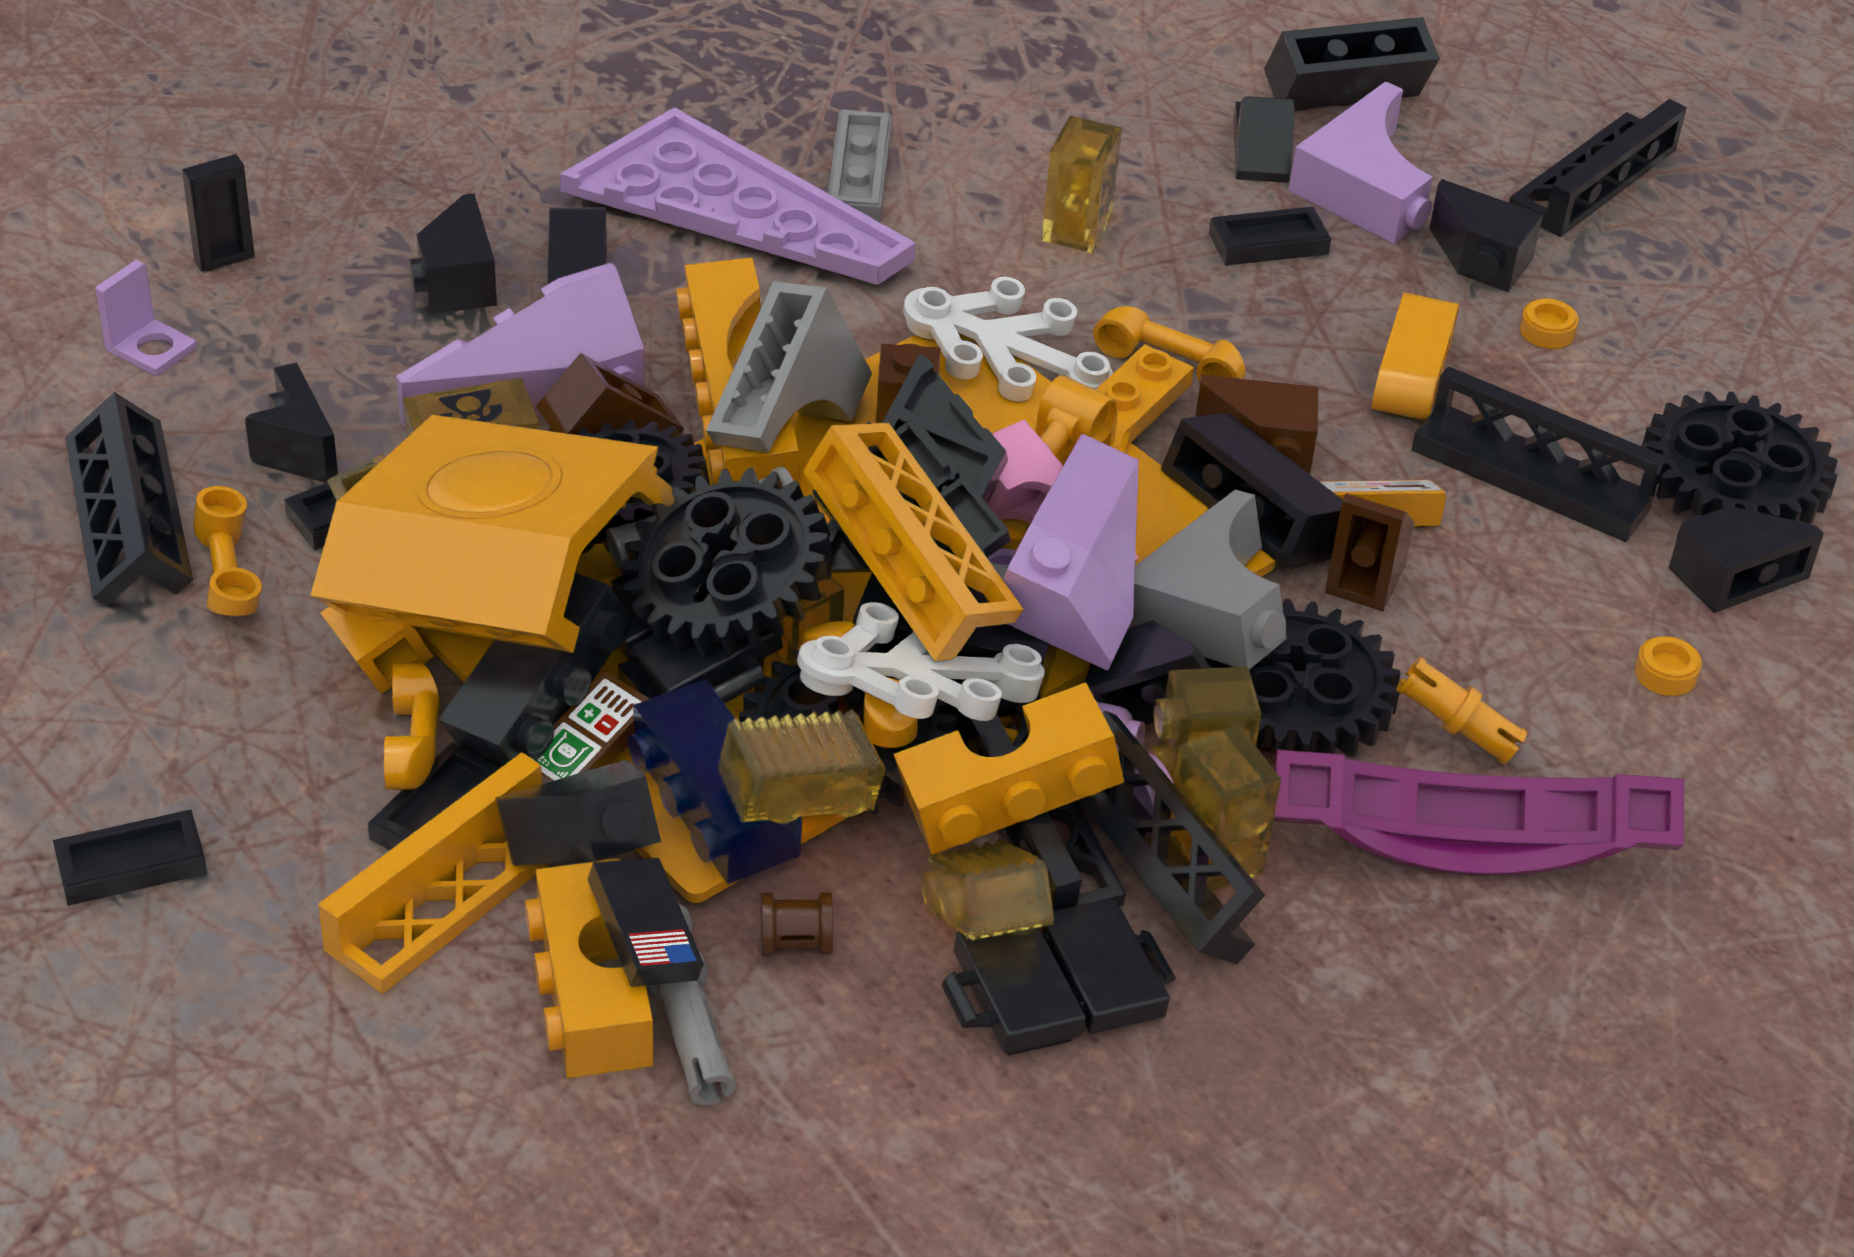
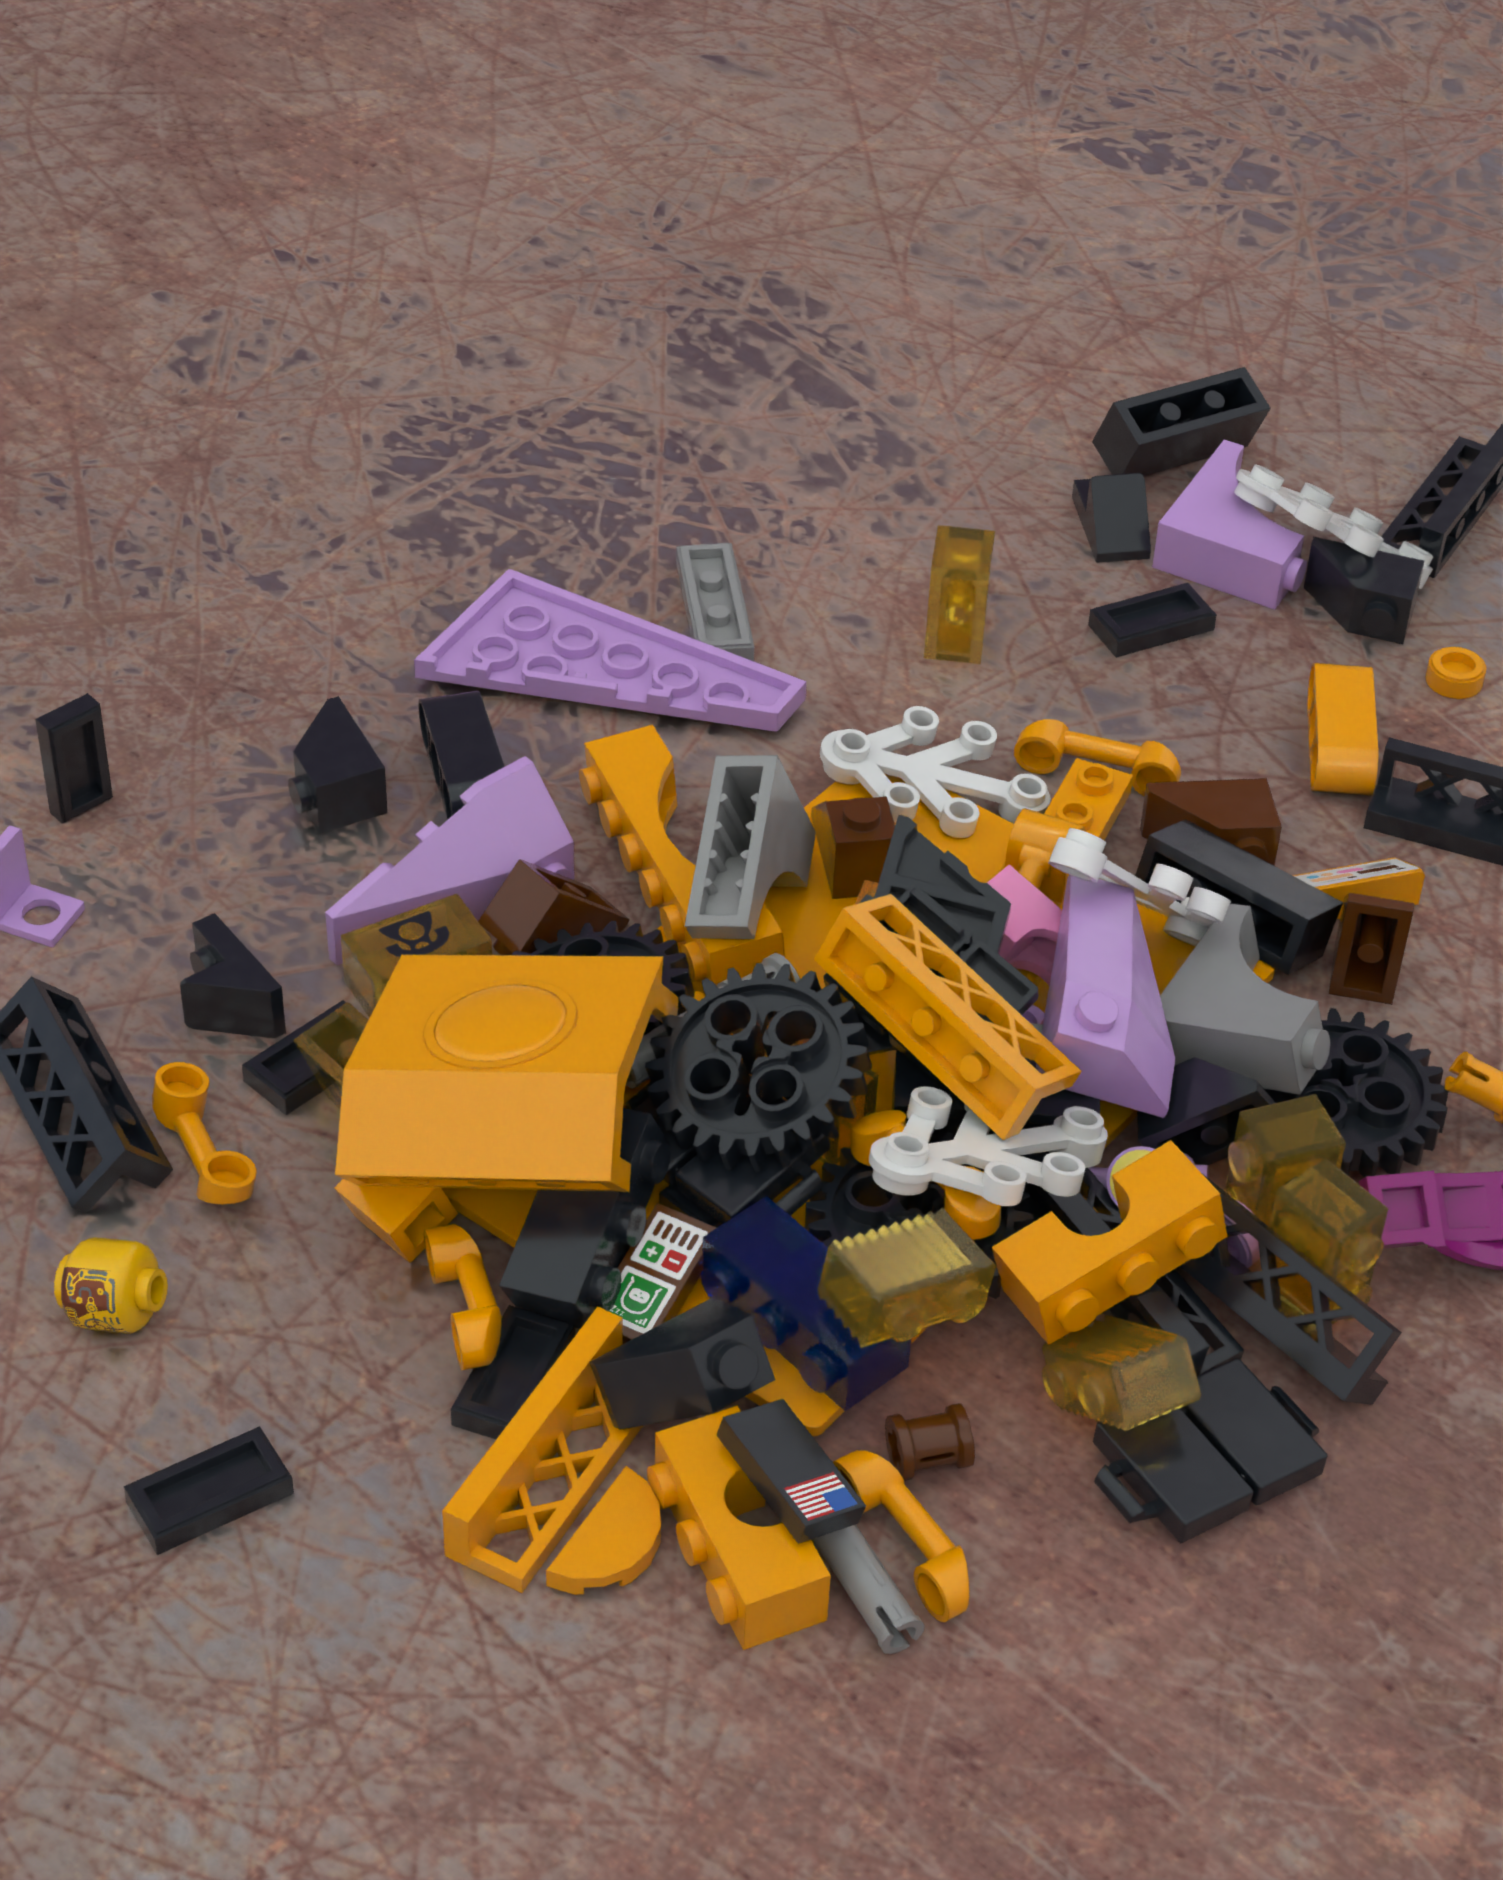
camera: 10 degrees left, 0 degrees up
(98, 667) = (110, 1285): none -> yellow head
(476, 962) = (613, 1540): none -> light orange tile
(730, 951) = (944, 1577): none -> light orange bar
(1160, 460) = (1187, 921): none -> white plant
(1455, 153) = (1311, 506): none -> white plant

